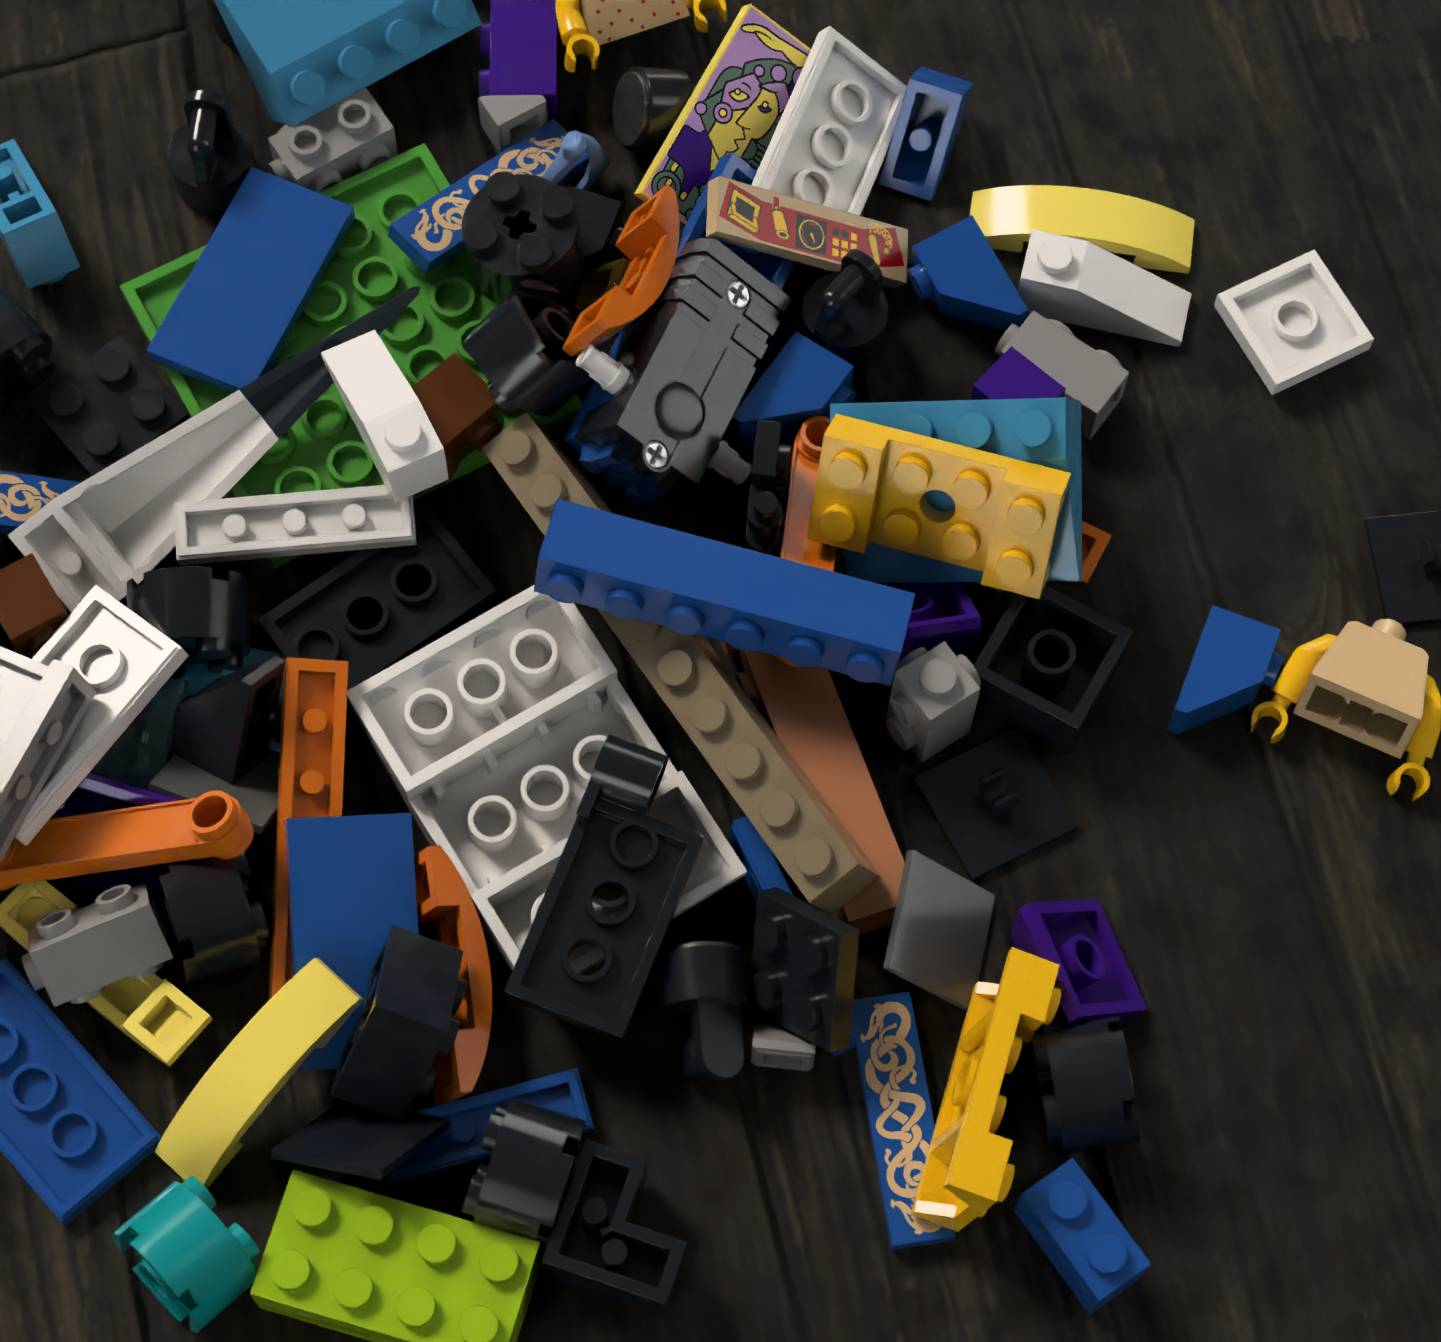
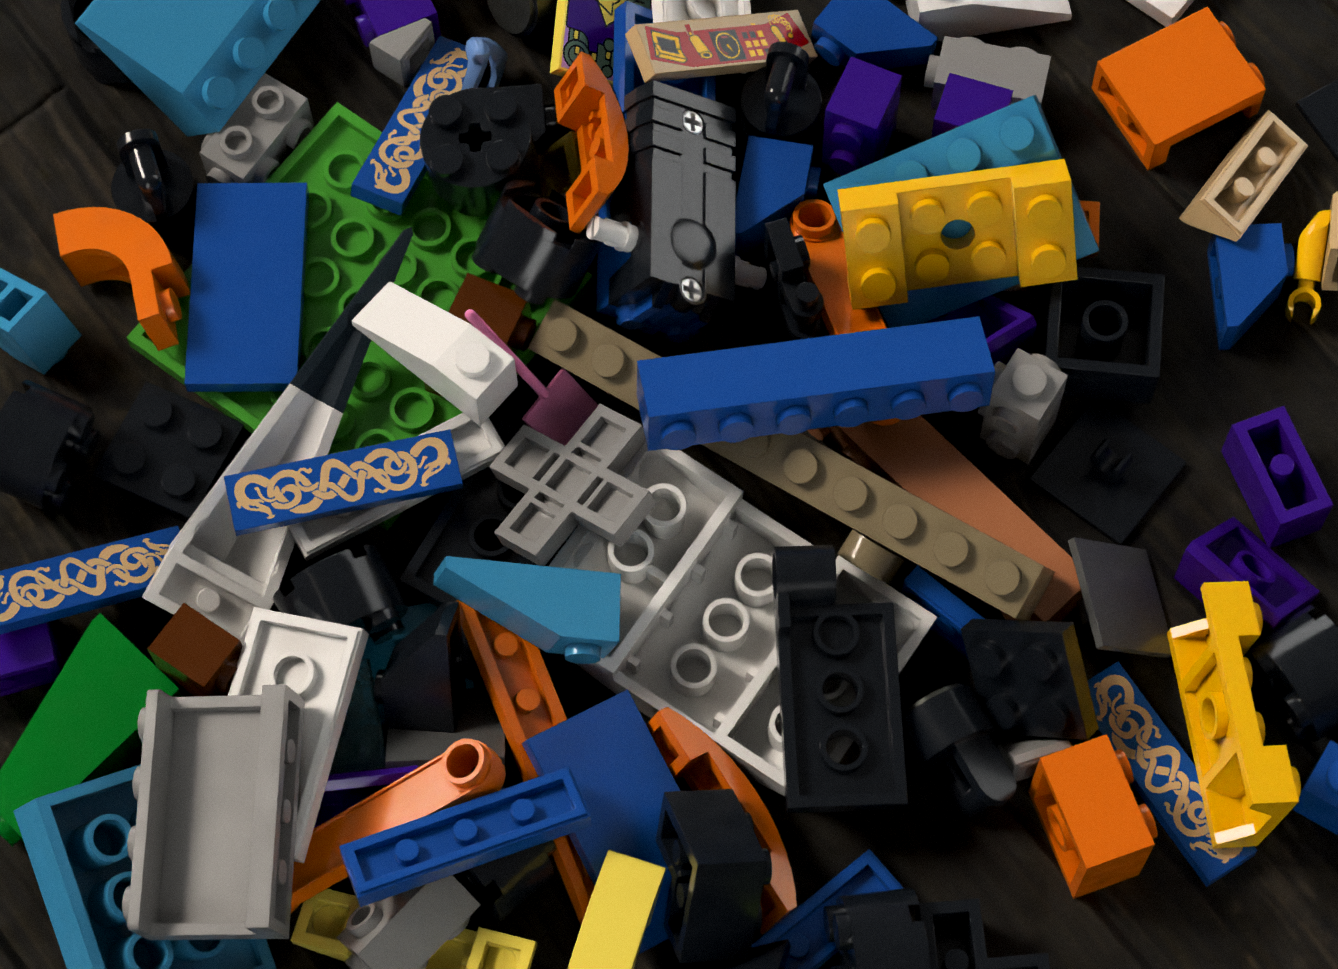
camera: 20 degrees left, 0 degrees up
(148, 194) = (122, 247): none -> orange arch
(179, 884) = (465, 836): none -> blue tile
(242, 503) = (343, 482): none -> blue tile
(366, 699) = (546, 605): none -> dark azure slope
(453, 596) = (572, 485): none -> light grey plate
(492, 522) = (560, 405): none -> bright pink piece
(706, 788) = (871, 556): none -> dark tan beam
(800, 1127) = (1092, 815): none -> orange brick
(913, 354) = (860, 116): none -> dark purple brick
(1153, 877) = (1276, 477): none -> dark purple brick
(1250, 451) = (1177, 84): none -> orange panel
(1270, 572) = (1245, 178): none -> tan slope

